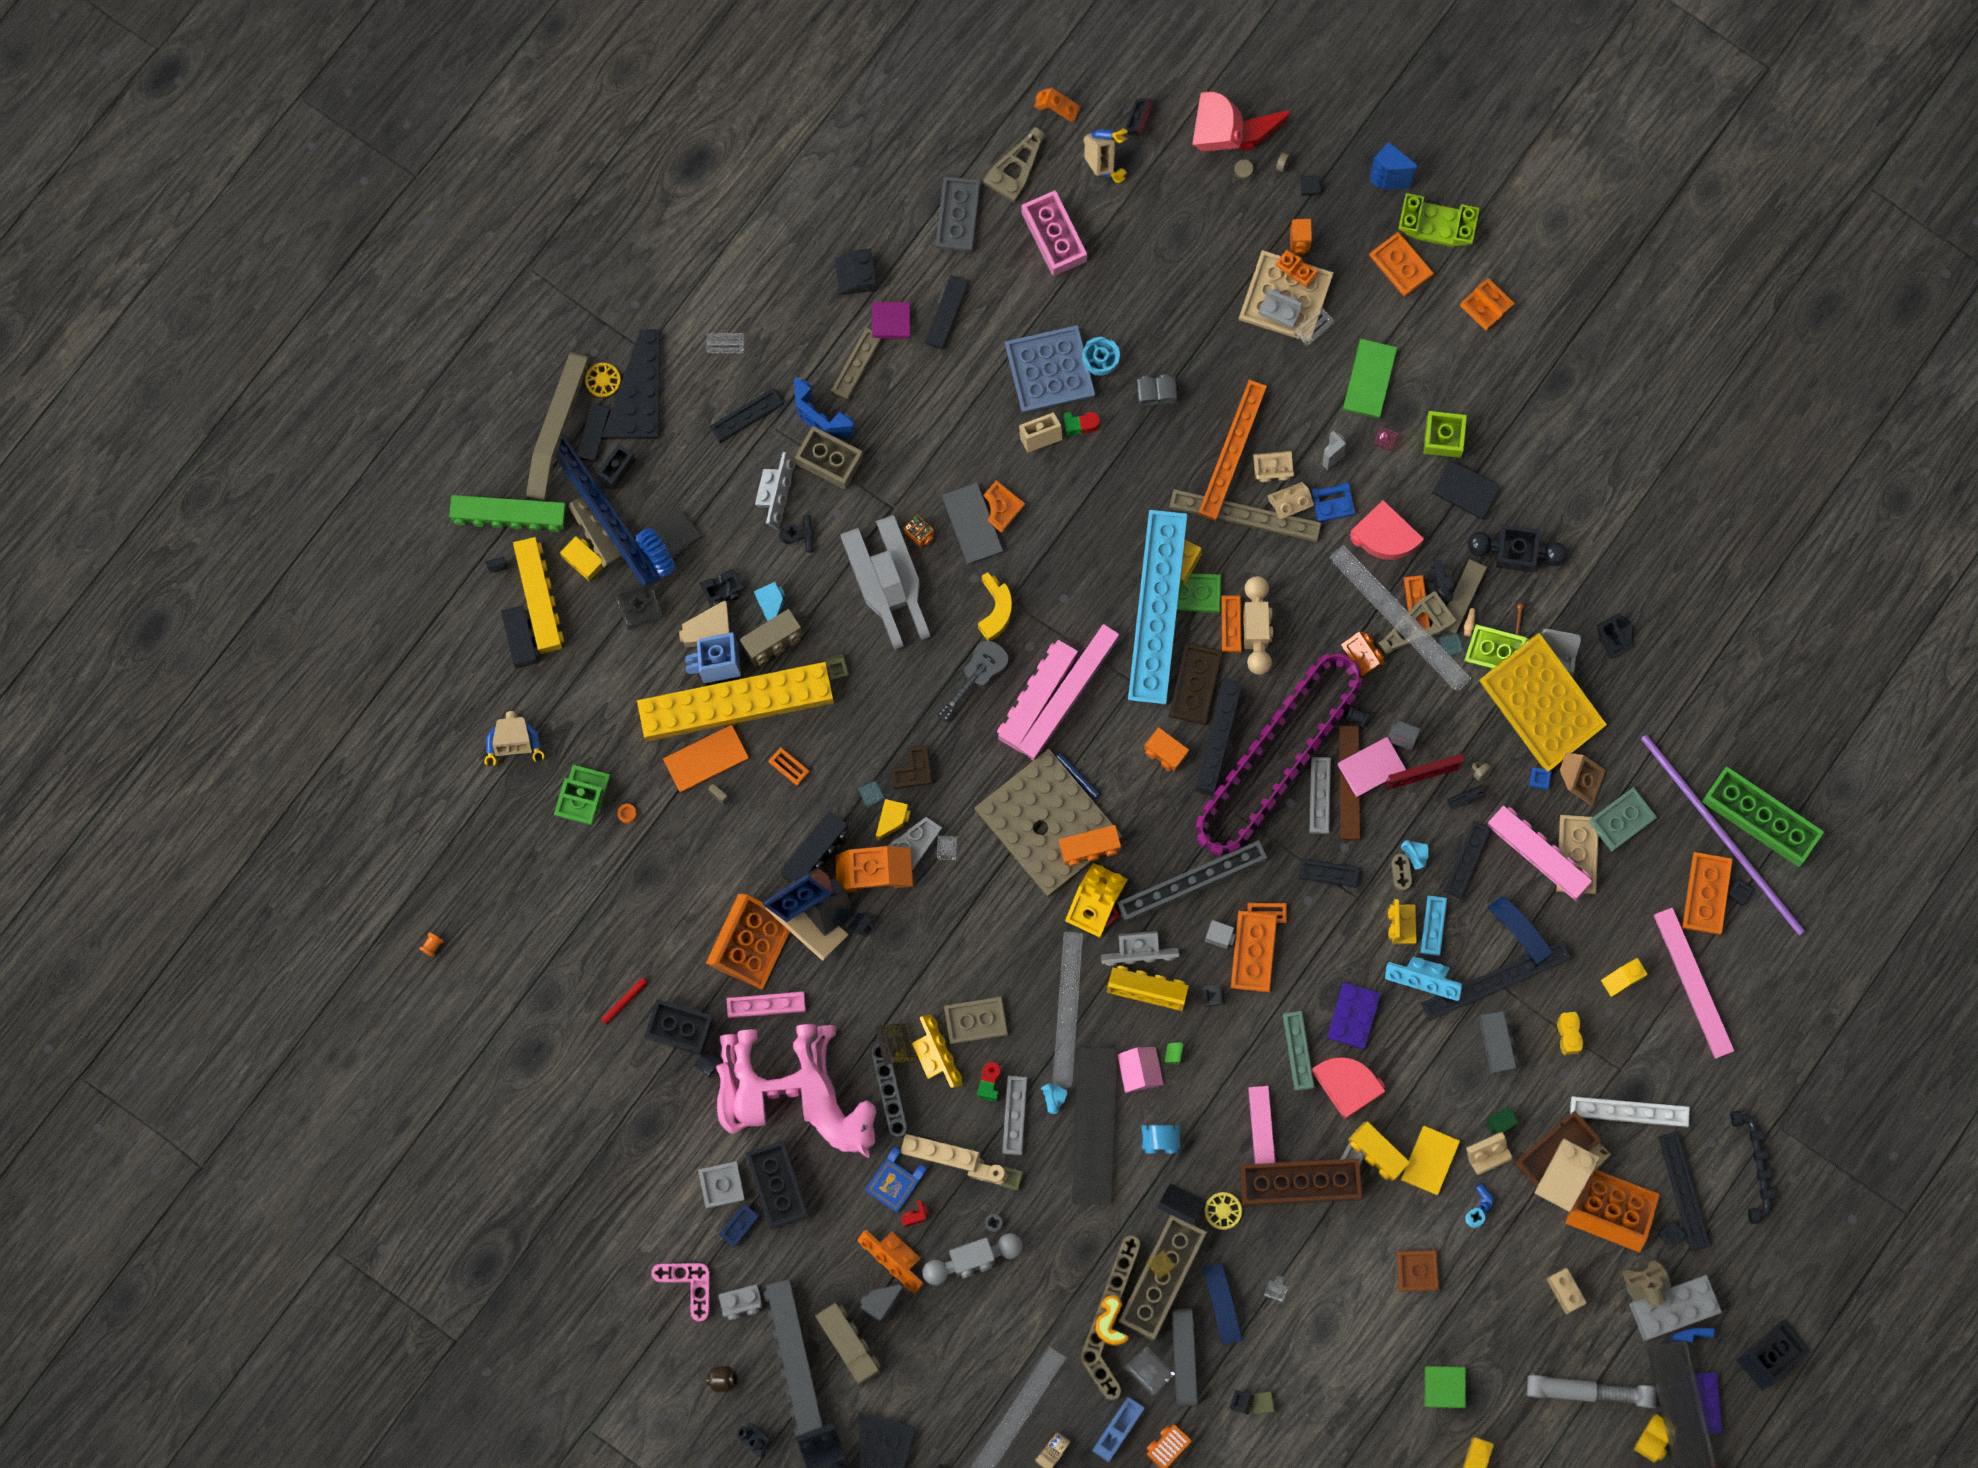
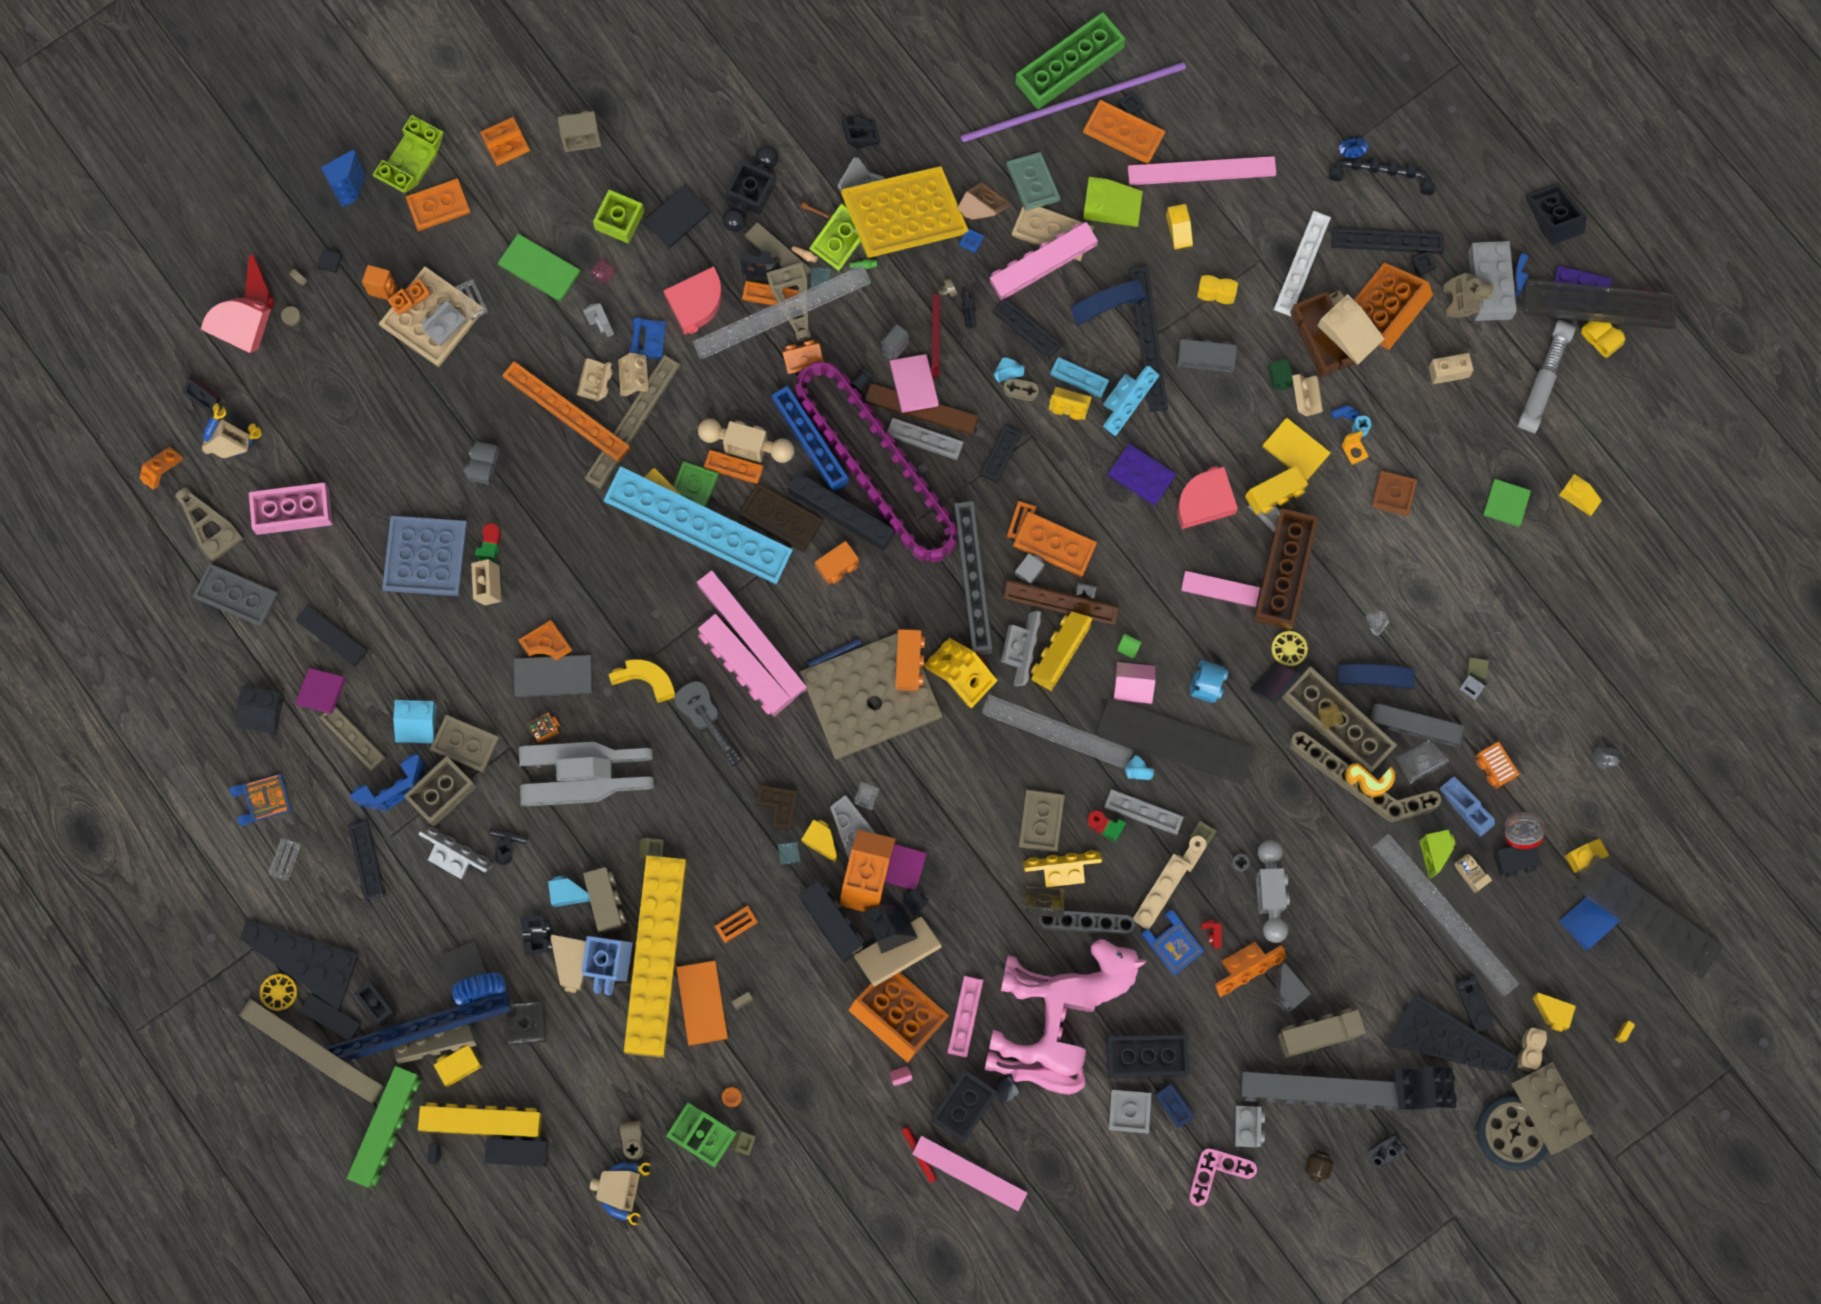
camera: 75 degrees left, 0 degrees up
(563, 735) = (632, 1136): none -> dark tan piece
(587, 836) = (742, 1142): none -> olive plate
(619, 1052) = (969, 1173): none -> bright pink tile
(692, 961) = (900, 1076): none -> bright pink slope
(776, 306) = (264, 797): none -> flag
(800, 895) = (875, 945): dark blue slope -> none
(882, 465) = (464, 743): none -> dark tan plate
(888, 413) = (414, 721): none -> medium azure slope
(890, 904) = (905, 867): none -> magenta tile
(1062, 1409) = (1436, 850): none -> lime slope
(1100, 356) = (431, 502): medium azure cylinder -> none
(1197, 974) = (1060, 601): none -> reddish brown tile
(1280, 685) = (809, 439): none -> blue brick
(1298, 1051) = (1160, 534): sand green tile -> none
(1457, 1214) = (1353, 441): none -> light orange bracket
(1479, 687) = (867, 263): none -> bright green piece
(1518, 368) = (579, 131): none -> dark tan brick
(1627, 903) = (1112, 202): none -> lime slope
(1767, 1130) = (1353, 147): none -> blue gear

